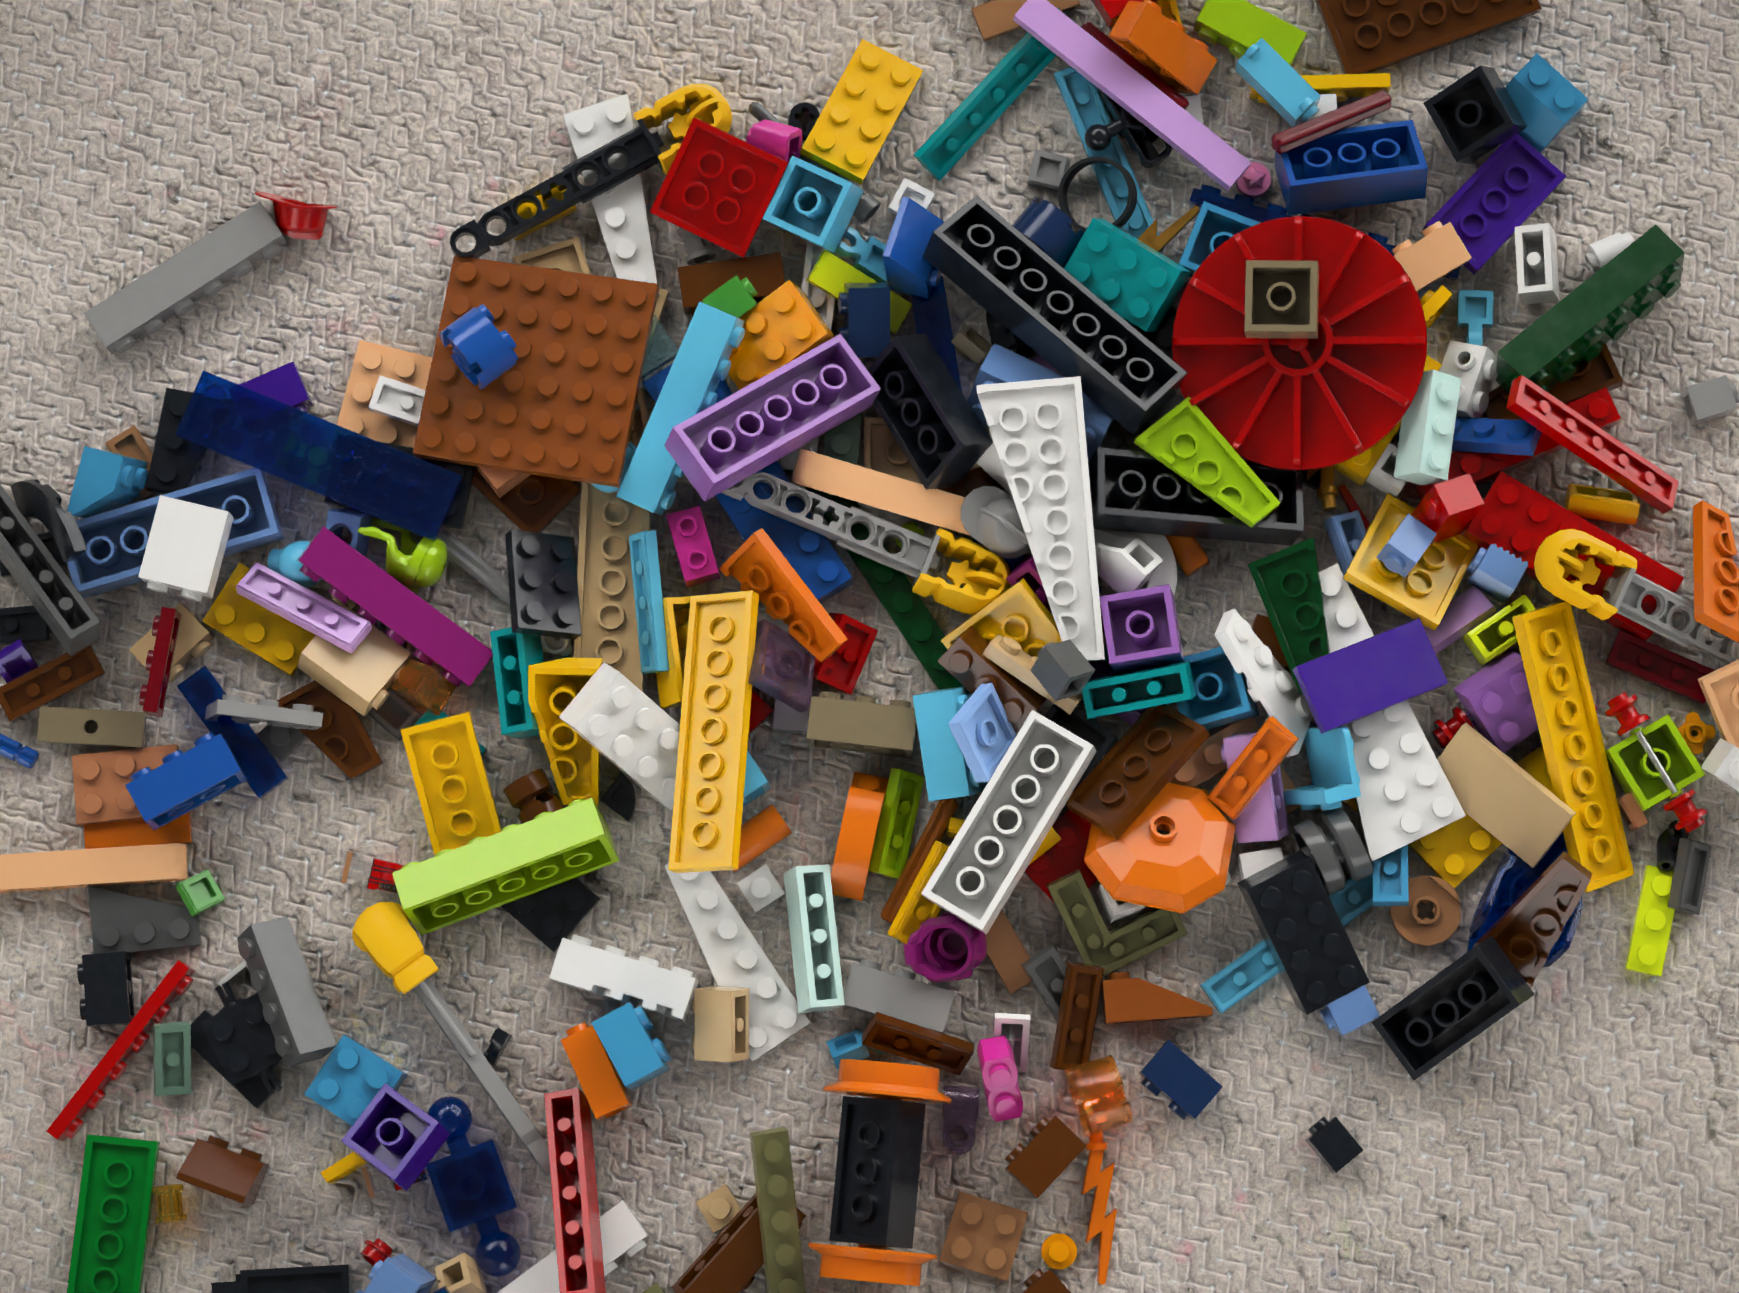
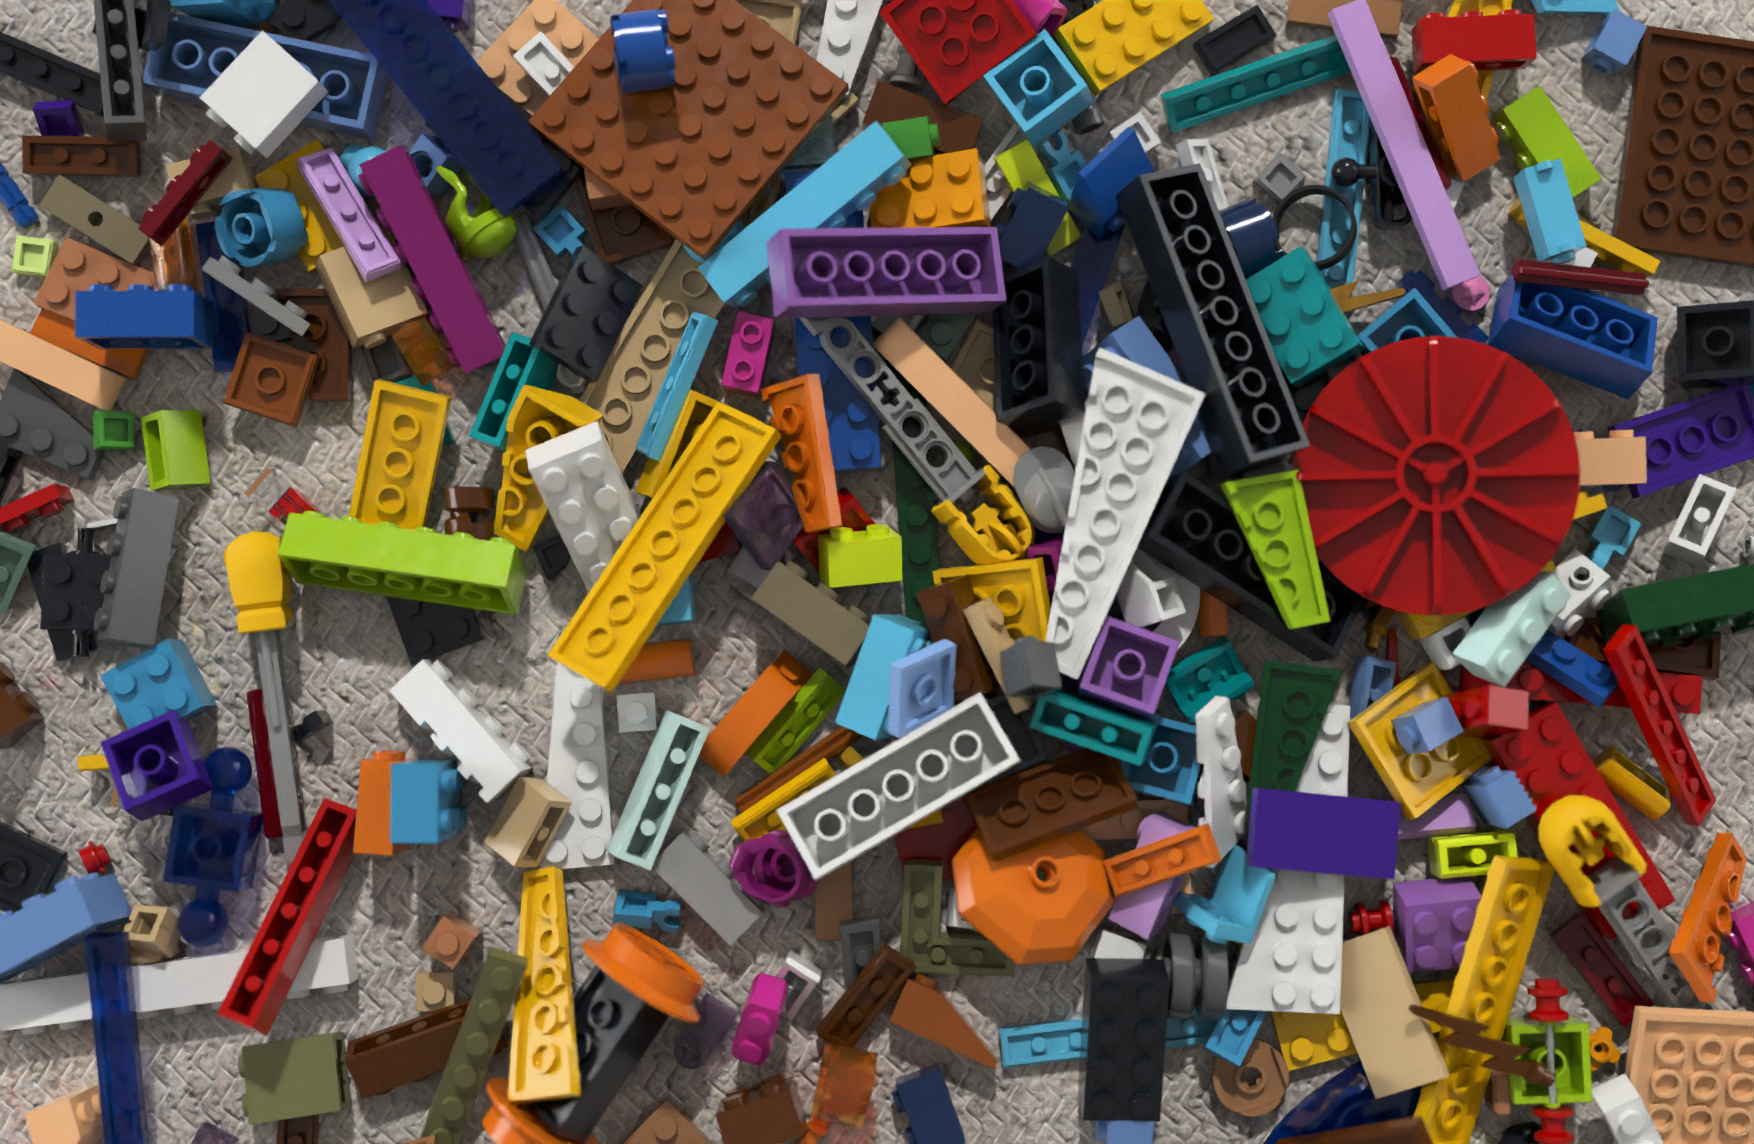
camera: 25 degrees right, 5 degrees up
(53, 786) = (33, 256): none -> yellowish green tile
(175, 726) = (175, 259): none -> clear orange brick
(236, 657) = (261, 226): none -> dark azure brick
(259, 881) = (175, 449): none -> lime brick
(310, 778) = (271, 379): none -> dark orange tile
(476, 1097) = (264, 765): none -> dark red axle
(483, 530) = (560, 231): none -> dark azure plate
(711, 1155) = (452, 940): none -> nougat brick
(824, 1166) = (543, 1019): none -> yellow wing
(875, 659) = (860, 556): none -> neon yellow brick
(917, 1043) = (701, 942): reddish brown tile -> none
(949, 78) = (1234, 40): none -> black tile
(970, 185) = (1199, 151): none -> white plate
(1206, 603) = (1205, 675): none -> teal bracket
(1281, 299) = (1447, 426): dark tan brick -> none
(1611, 770) = (1504, 1052): none -> reddish brown piece

